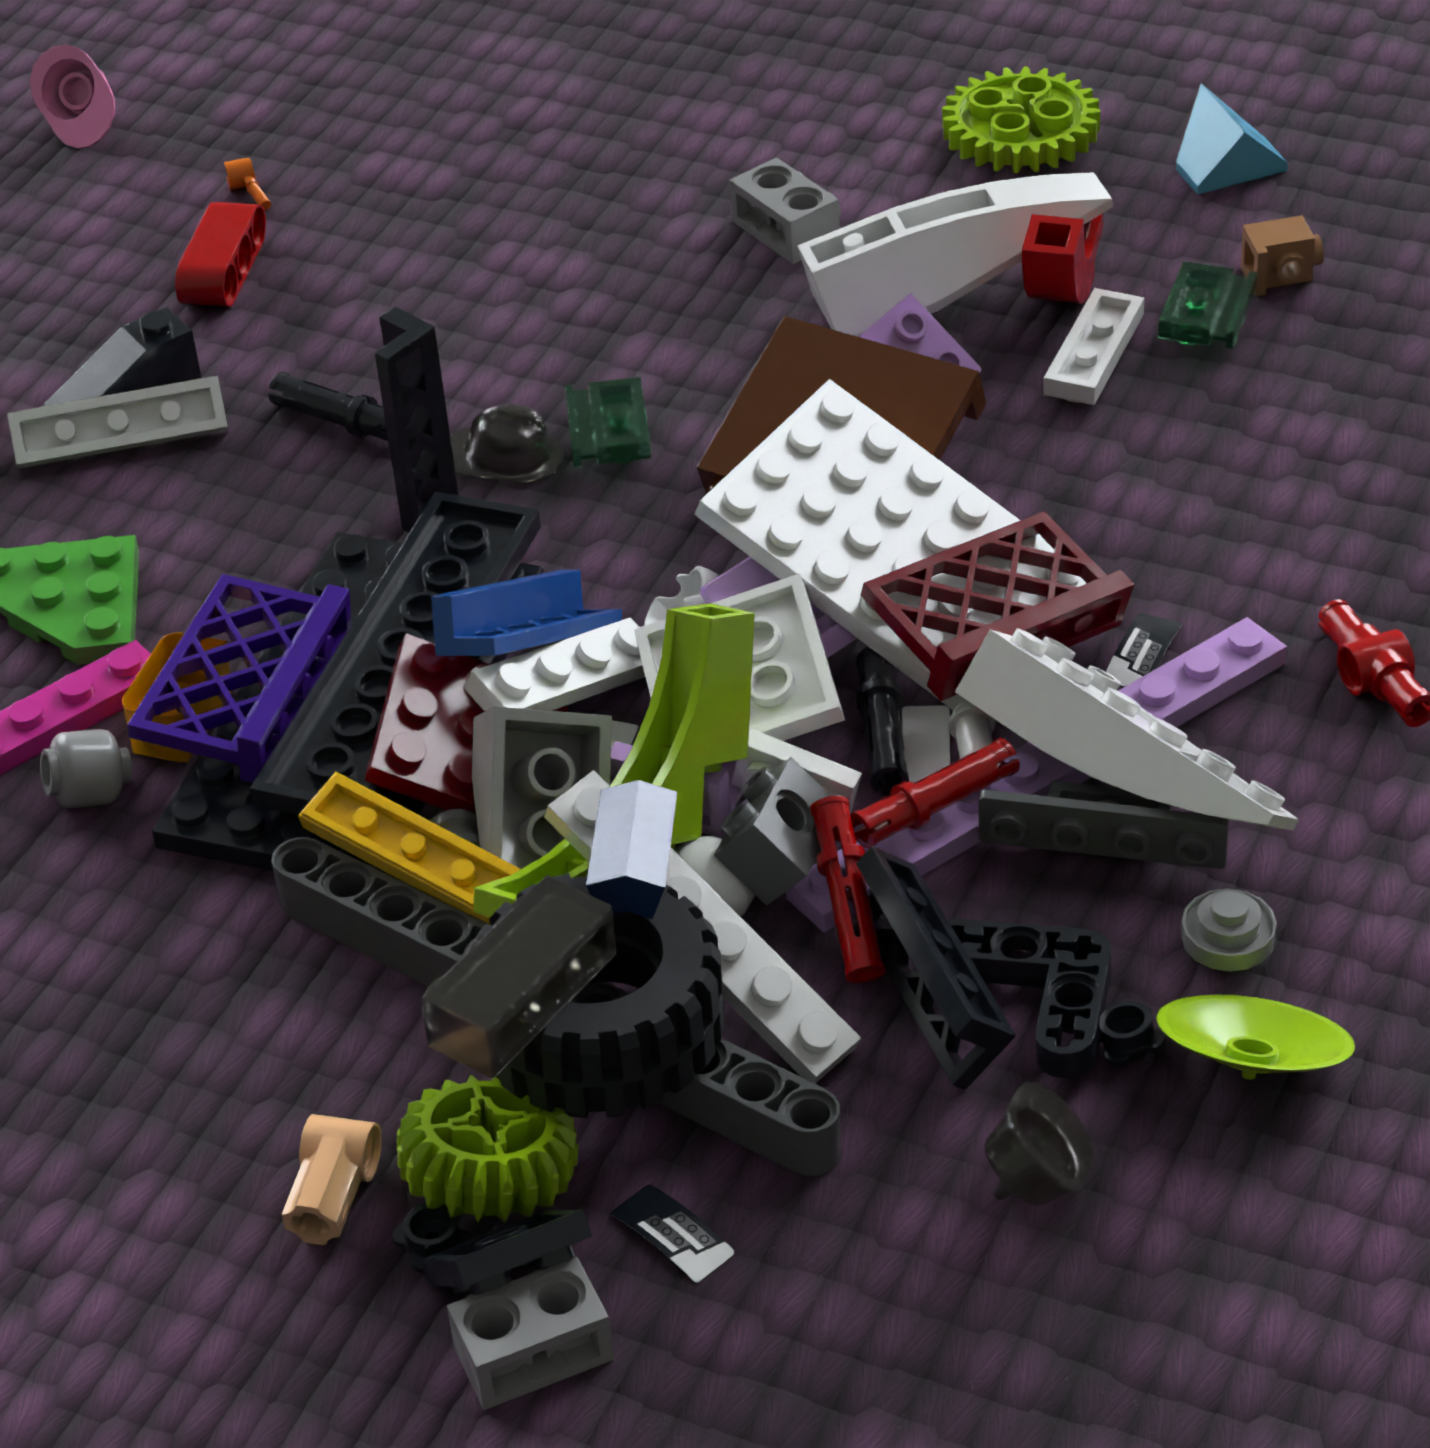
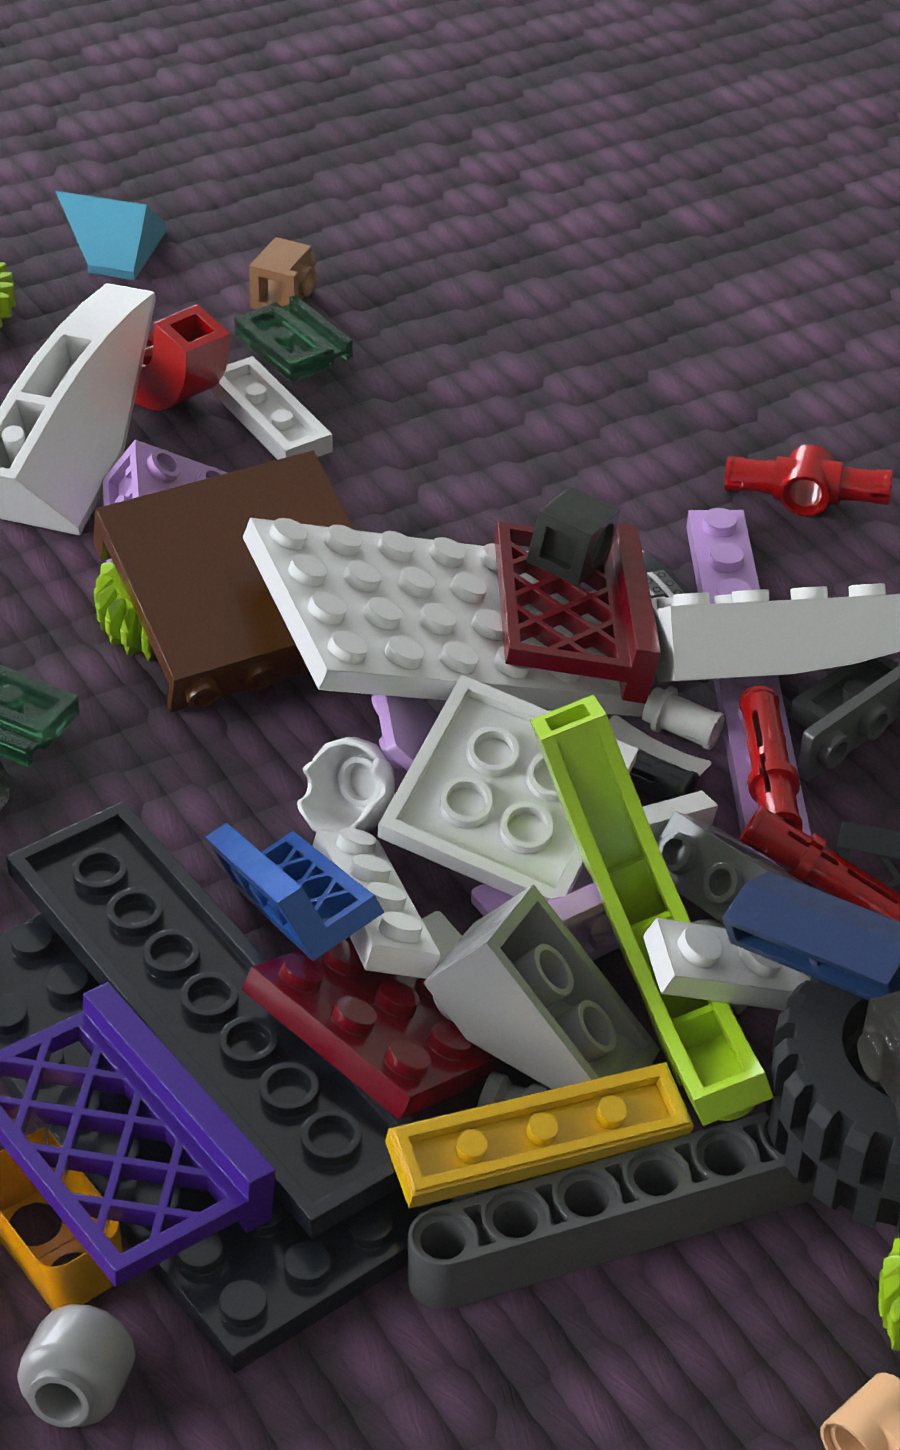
camera: 60 degrees left, 0 degrees up
(1049, 549) = (573, 535): none -> pearl dark grey brick

